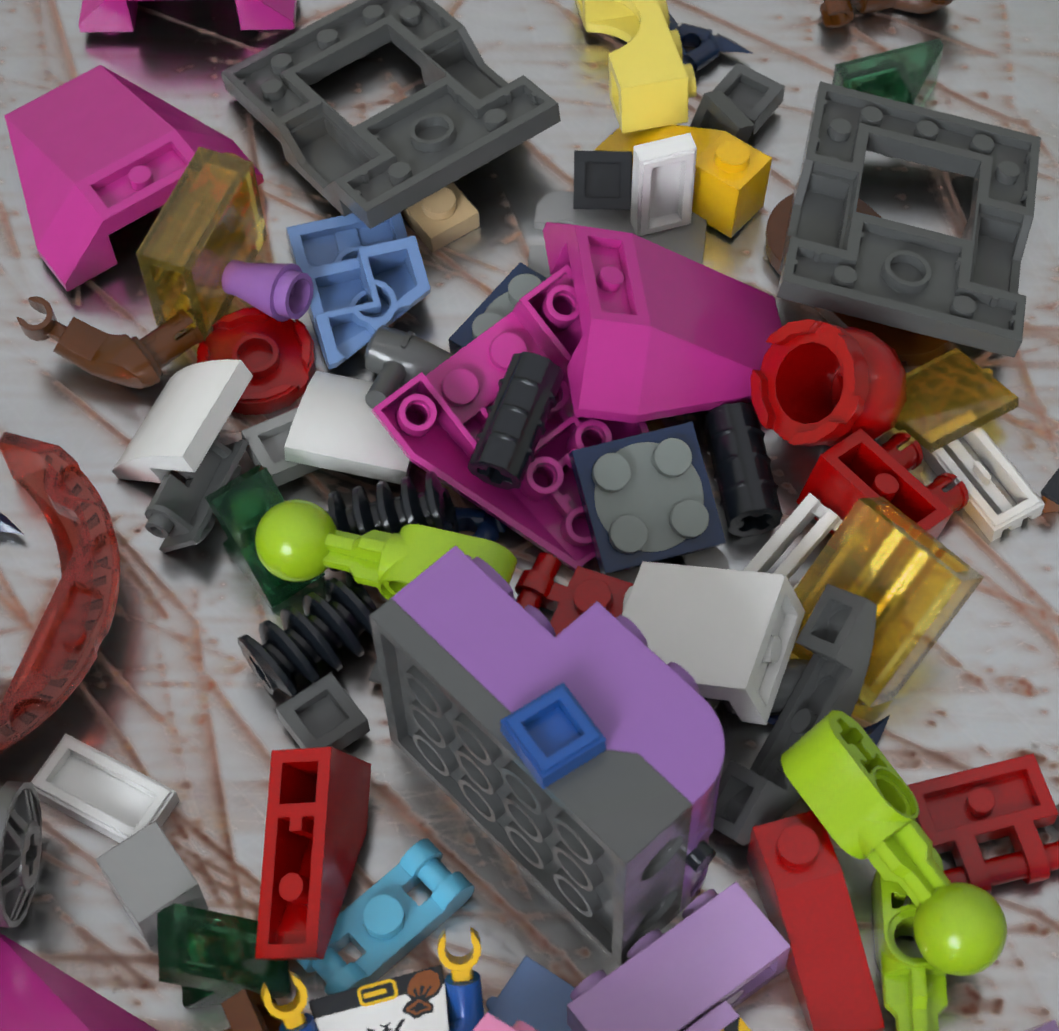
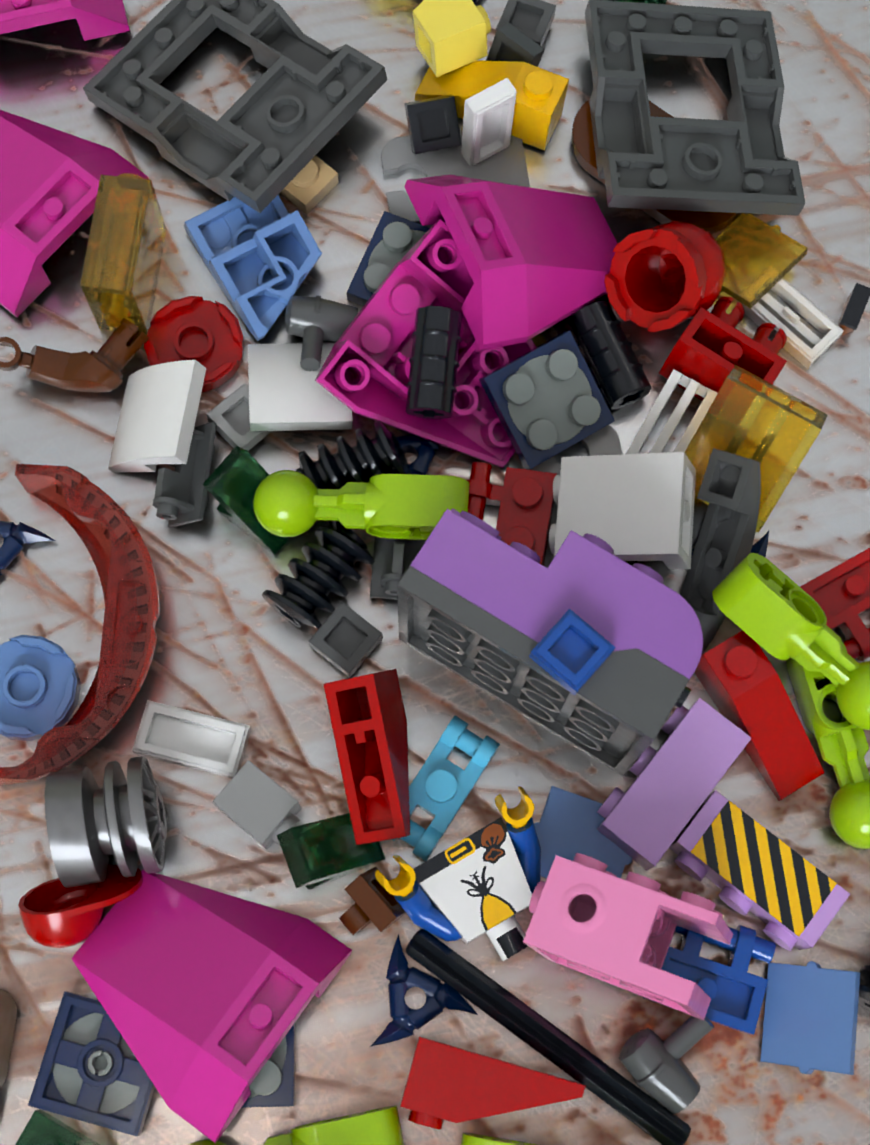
camera: 20 degrees left, 15 degrees up
(273, 288) = (192, 282): medium lavender cone -> none

